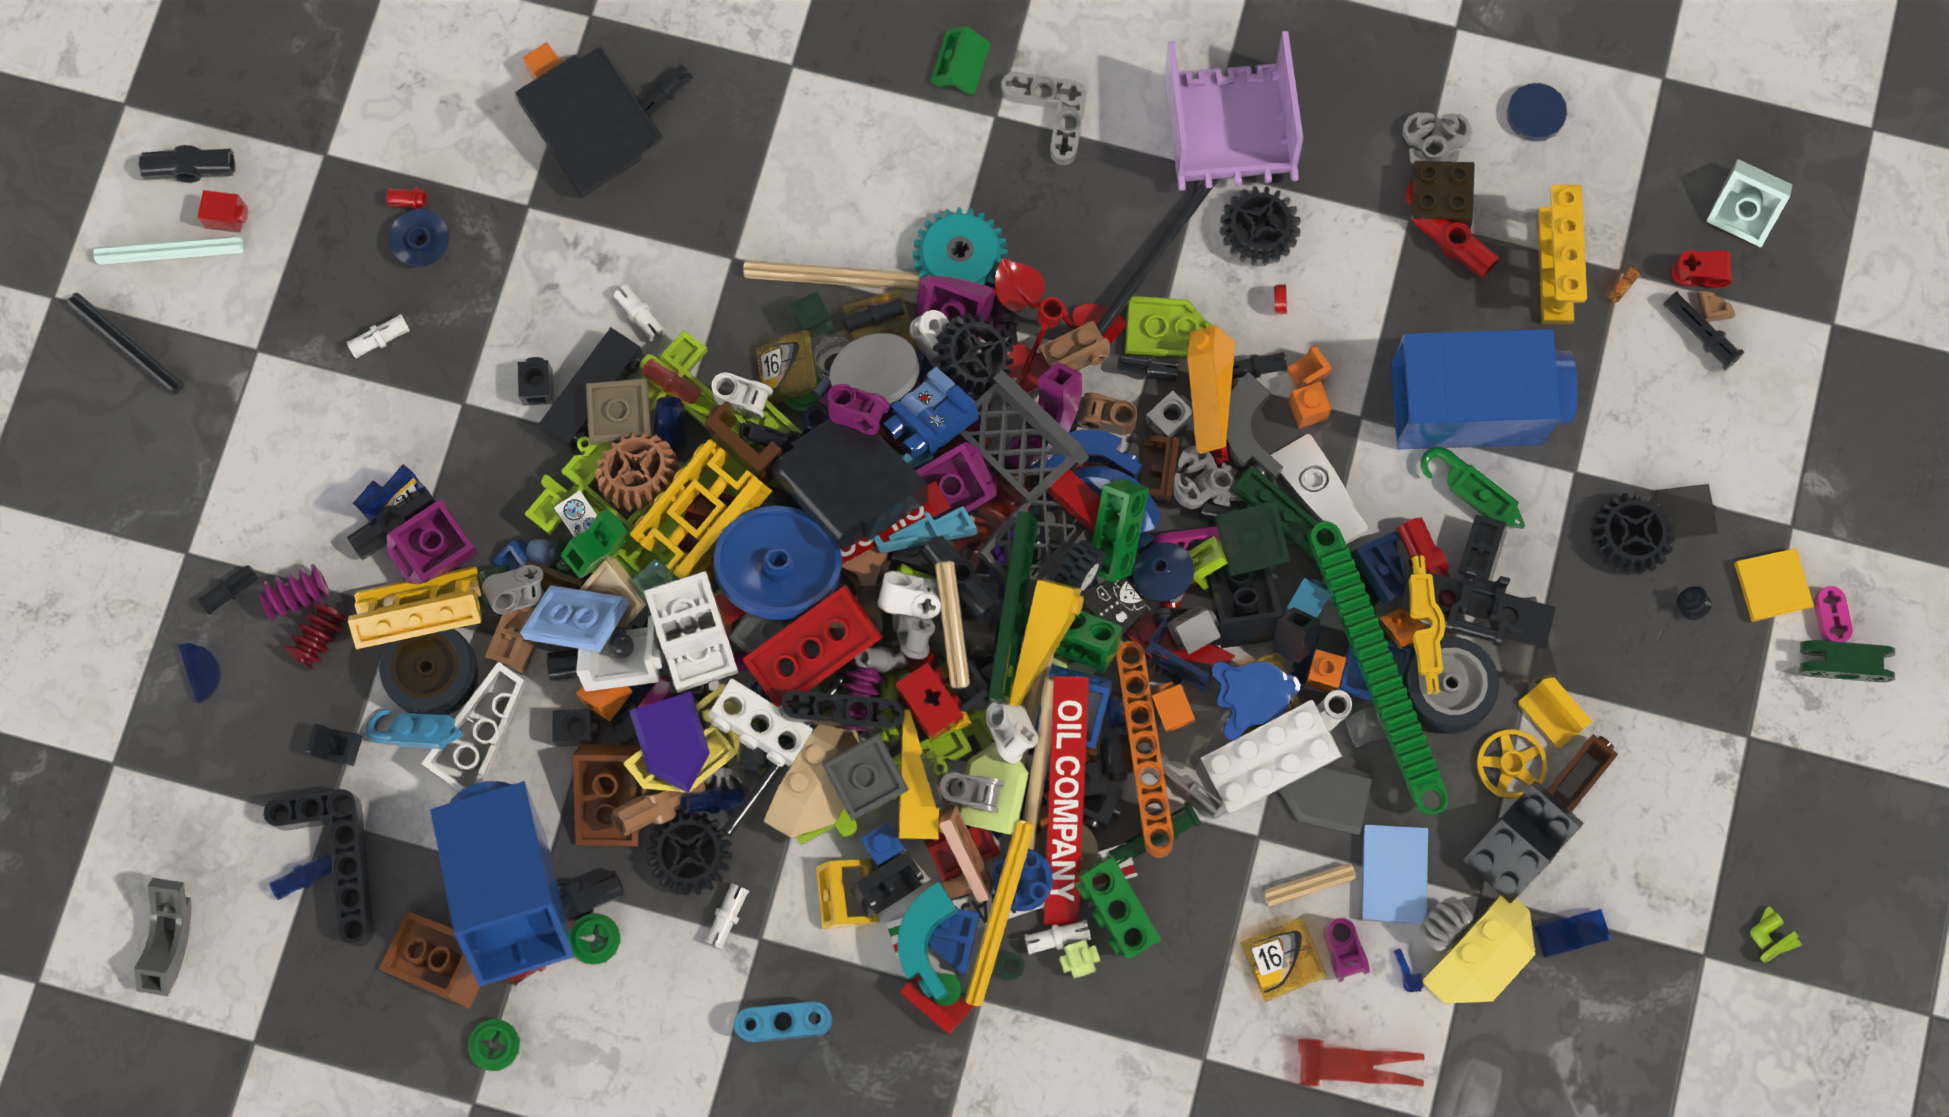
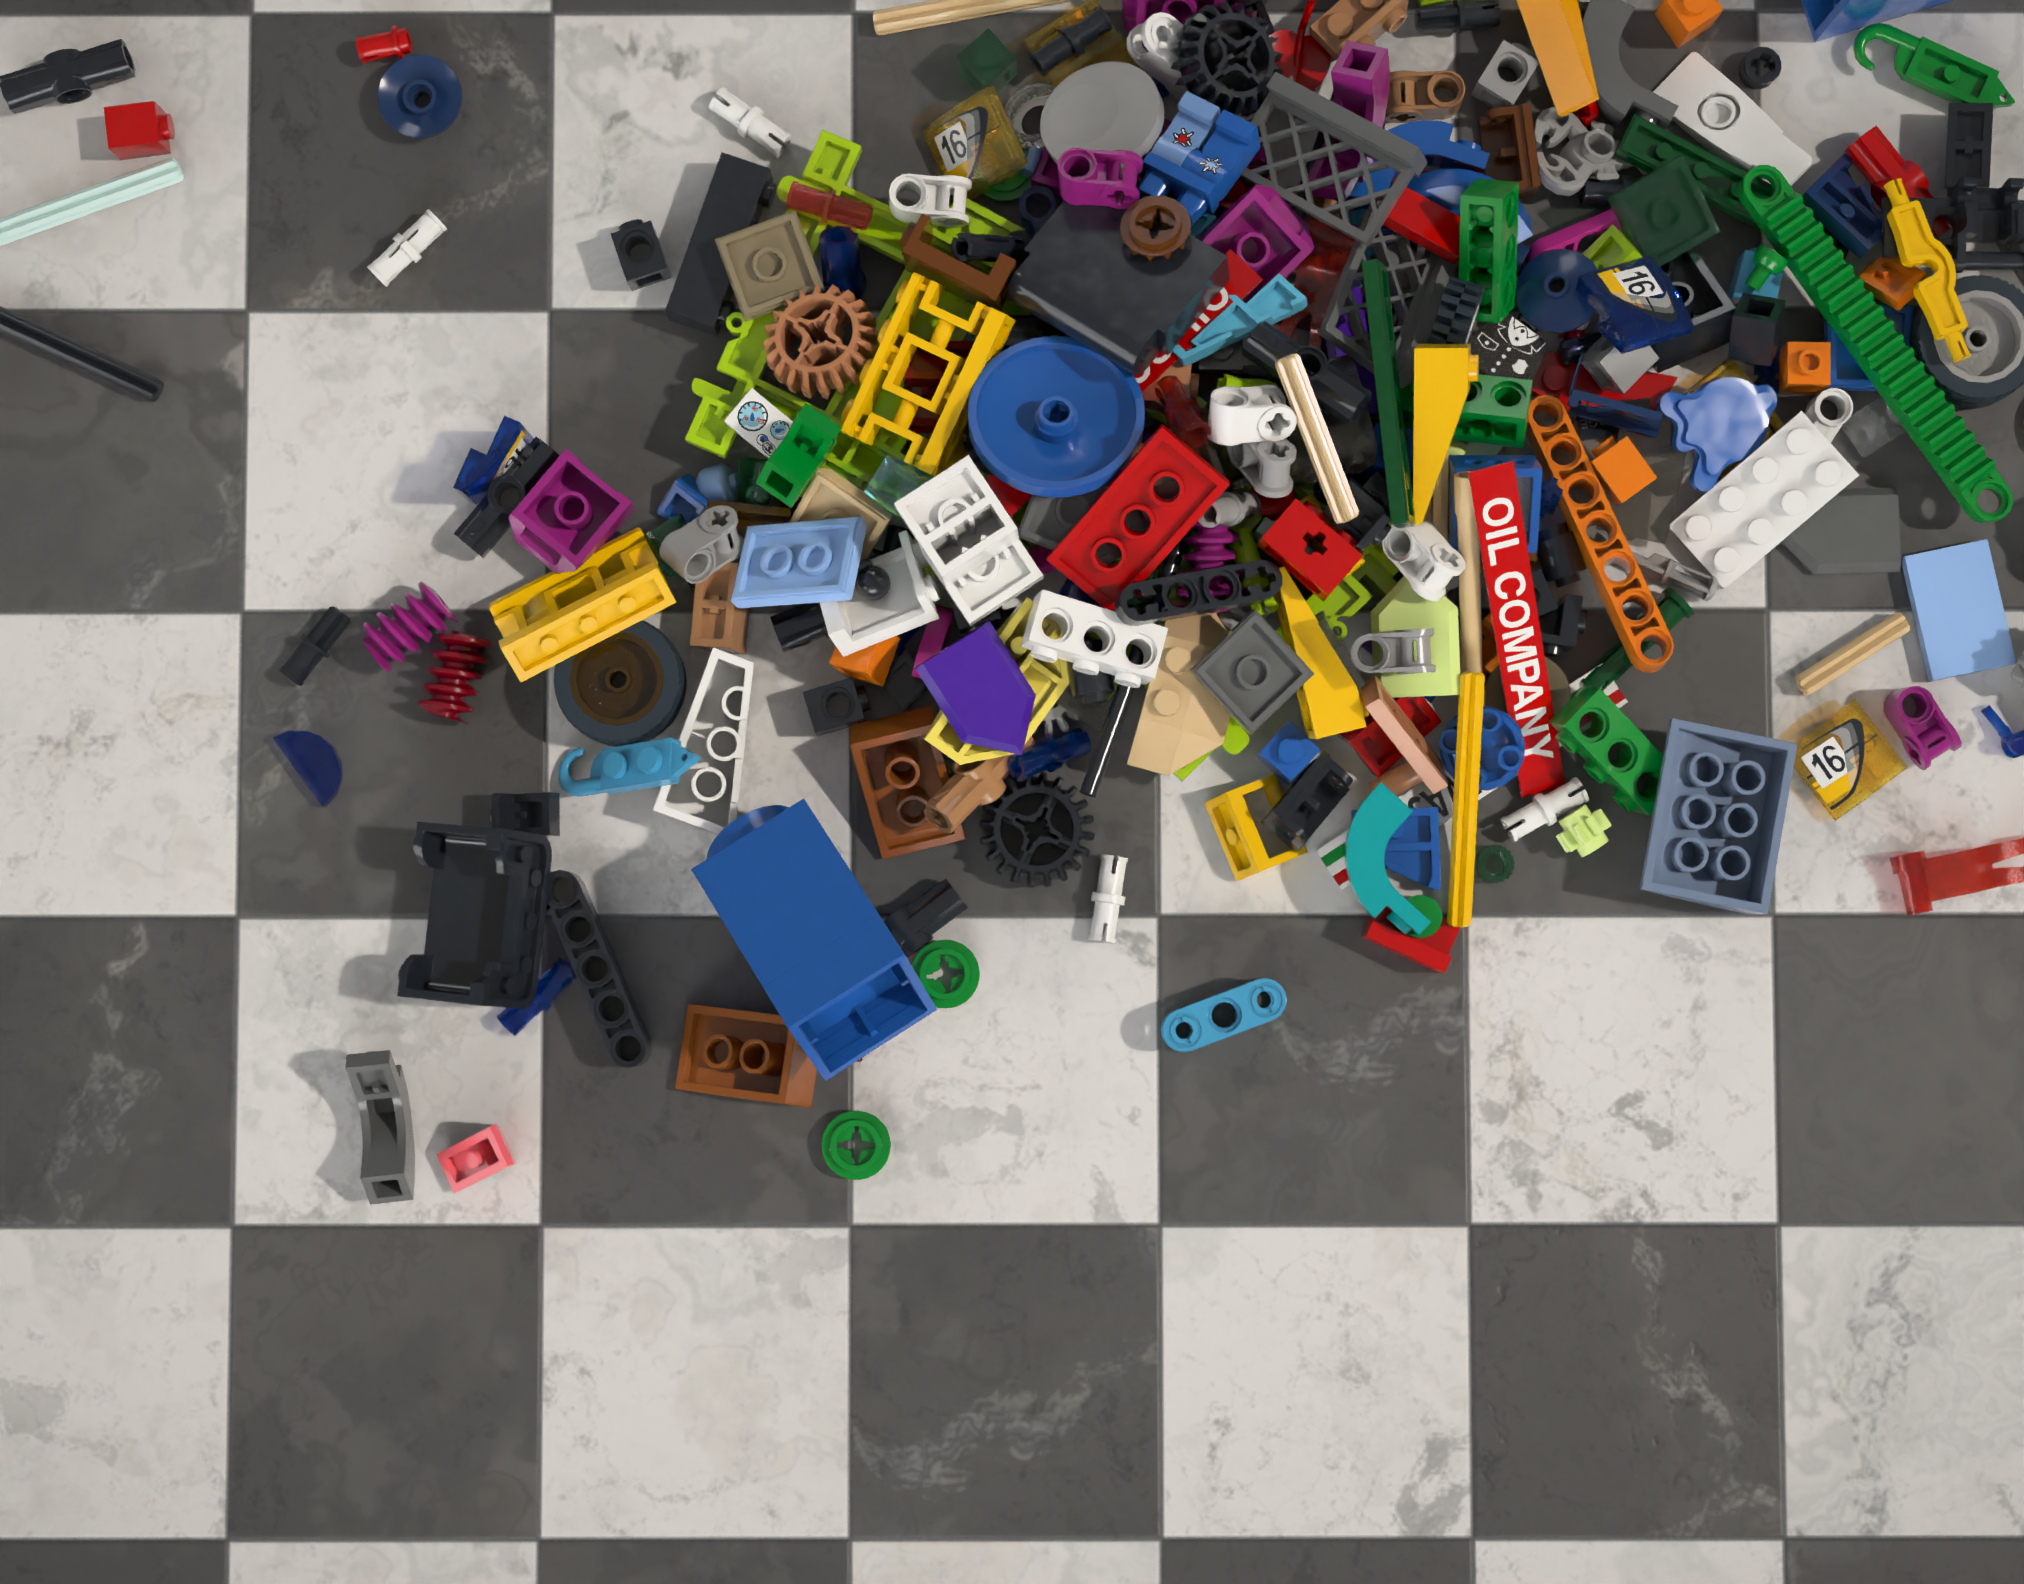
camera: 15 degrees left, 10 degrees up
(223, 979) = (476, 1158): none -> coral slope
(280, 805) = (481, 916): none -> black windscreen
(866, 581) = (1182, 411): none -> clear red pin
(878, 442) = (1141, 218): none -> reddish brown gear
(1175, 973) = (1718, 817): none -> sand blue slope
(1211, 594) = (1635, 304): none -> clear blue slope
(1314, 591) = (1767, 263): none -> green piece
(1348, 448) = (1772, 61): none -> black bush

